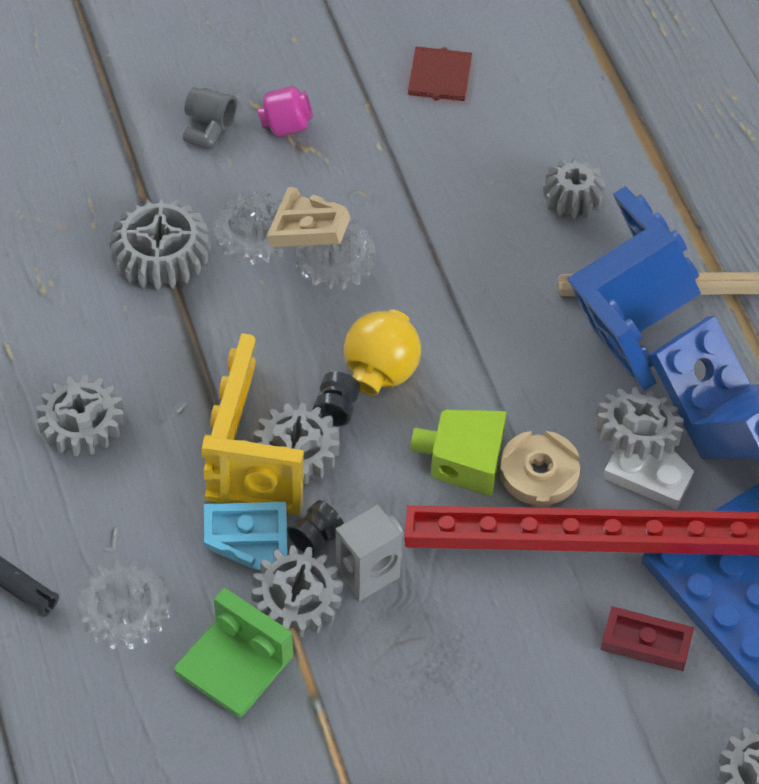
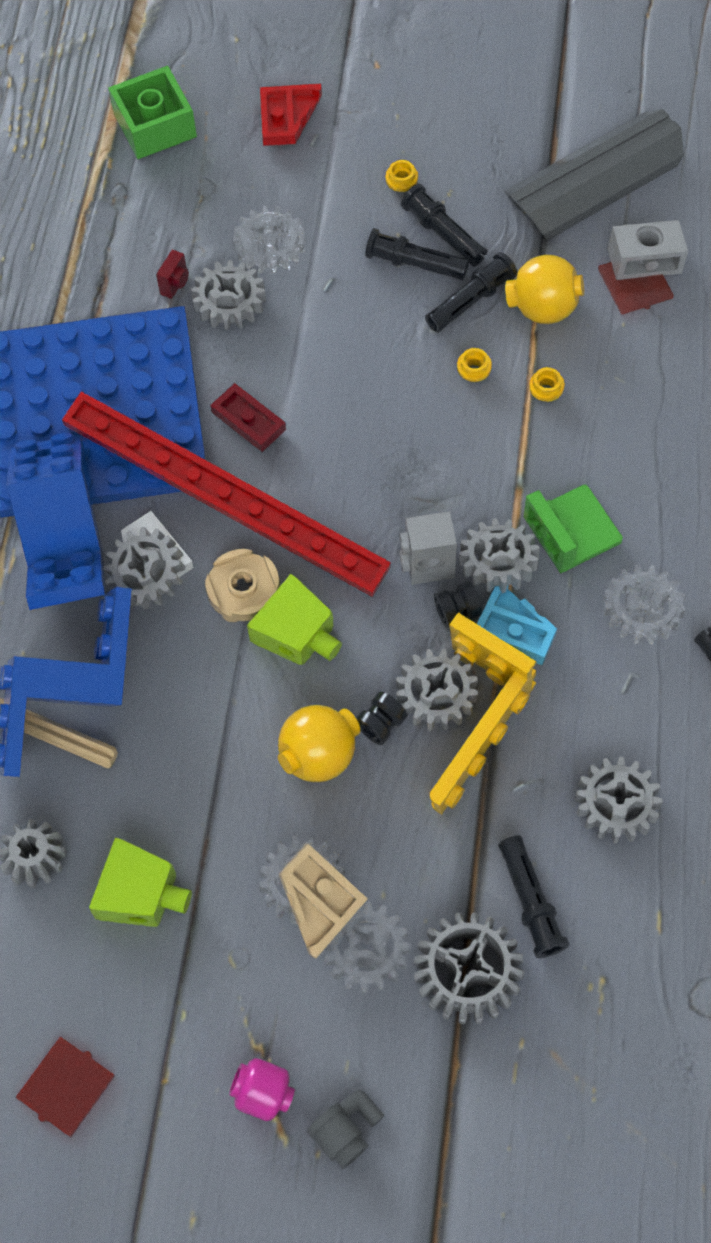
camera: 150 degrees left, 10 degrees up
(119, 306) = (537, 913): none -> black pin
(470, 198) = (137, 887): none -> lime torso

